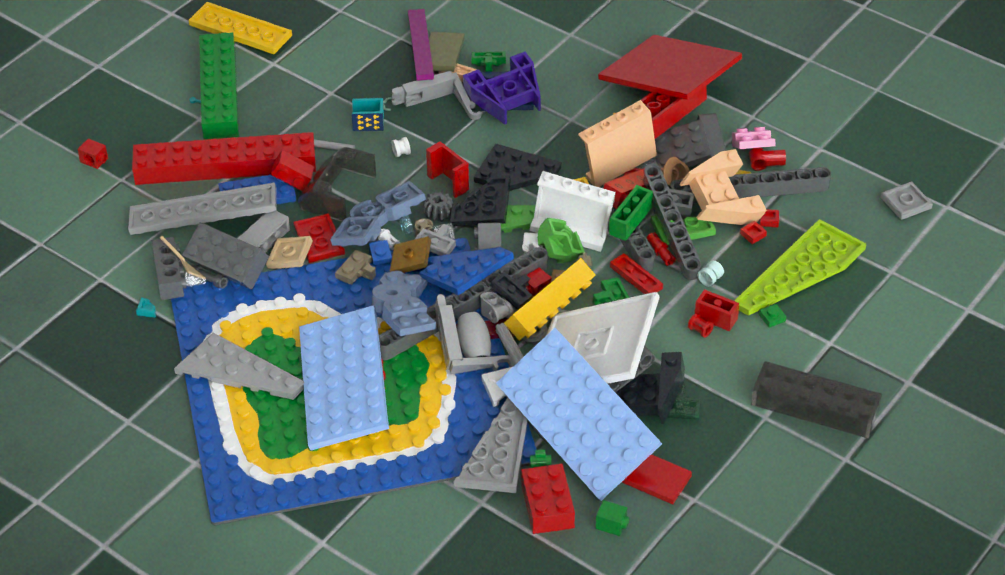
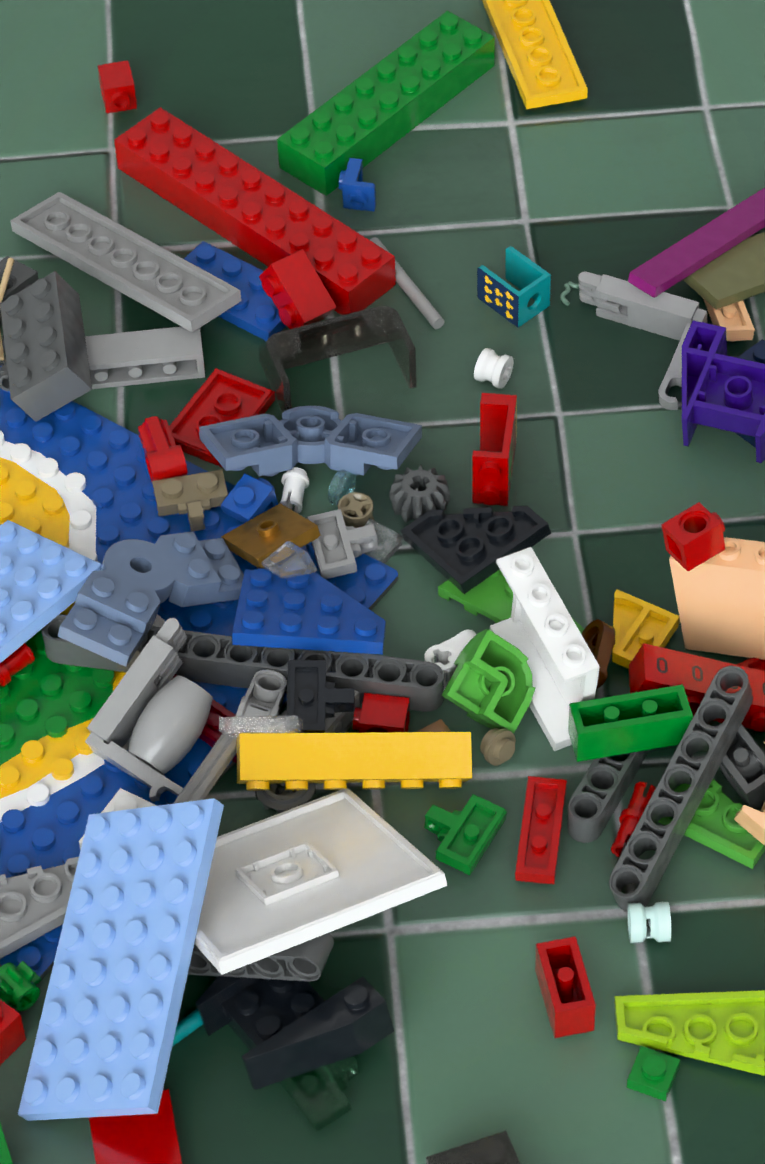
camera: 50 degrees right, 5 degrees up
(252, 125) = (355, 192): none -> blue bracket
(289, 252) = (147, 400): tan plate -> none
(327, 262) = (162, 455): none -> red piece
(436, 254) = (289, 561): none -> clear slope
(488, 235) = (405, 594): brick -> none
(514, 308) = (260, 724): none -> clear tile
(521, 166) = (606, 524): black wing -> none
(594, 126) = (694, 536): none -> red brick
(702, 330) = (519, 989): red bush -> none

